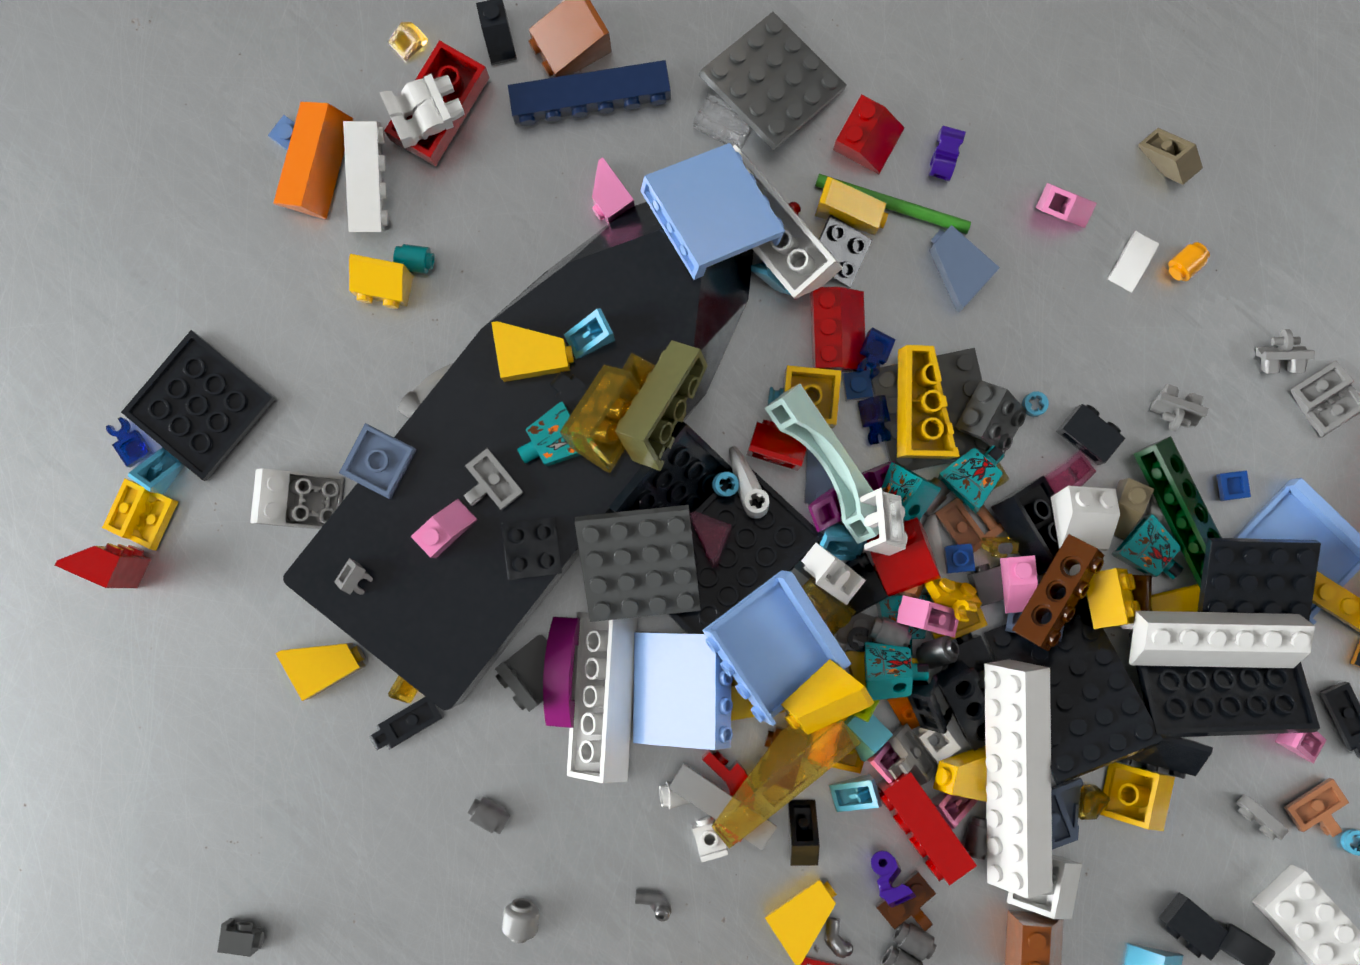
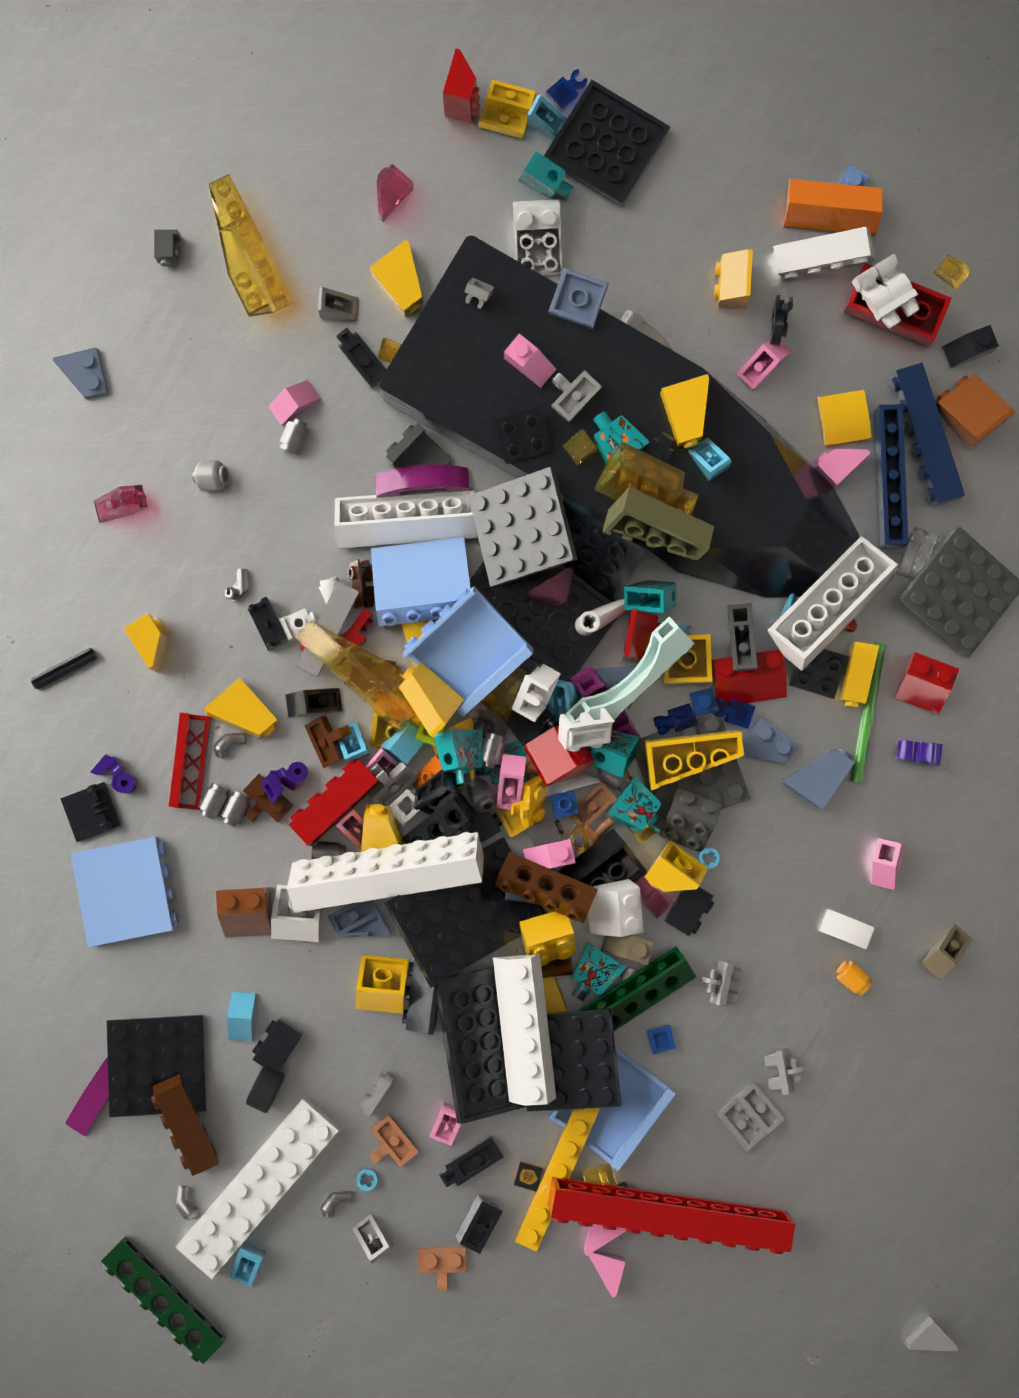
camera: 80 degrees right, 0 degrees up
(214, 662) = (392, 189): none -> clear pink slope
(222, 489) = (539, 171): none -> teal torso
(263, 845) = (245, 253): none -> clear yellow wedge
(340, 745) = (336, 305): none -> light grey slope
(415, 258) = (759, 305): teal brick -> none
(434, 238) = (779, 319): none -> black plate
(446, 809) = (293, 401): none -> bright pink slope
(480, 262) = (763, 363): none -> bright pink slope
(554, 483) = (580, 447): none -> clear yellow slope
(556, 182) = (844, 417): none -> yellow slope
(629, 137) = (891, 476): none -> dark blue brick
(661, 759) = (359, 573): none -> reddish brown hinge
(702, 875) = (267, 623): none -> black hinge
(711, 208) = (834, 547): light blue panel -> none
(727, 492) = (594, 598): medium azure bush -> none
(734, 426) = (658, 598): none -> teal torso
(796, 330) = (742, 637): none -> dark grey slope
(849, 823) = (326, 740): none -> reddish brown plate
(914, 318) = (768, 743): none -> sand blue wing
(1050, 442) = (675, 870): none -> yellow slope
(1092, 802) = (371, 945): clear yellow slope -> none

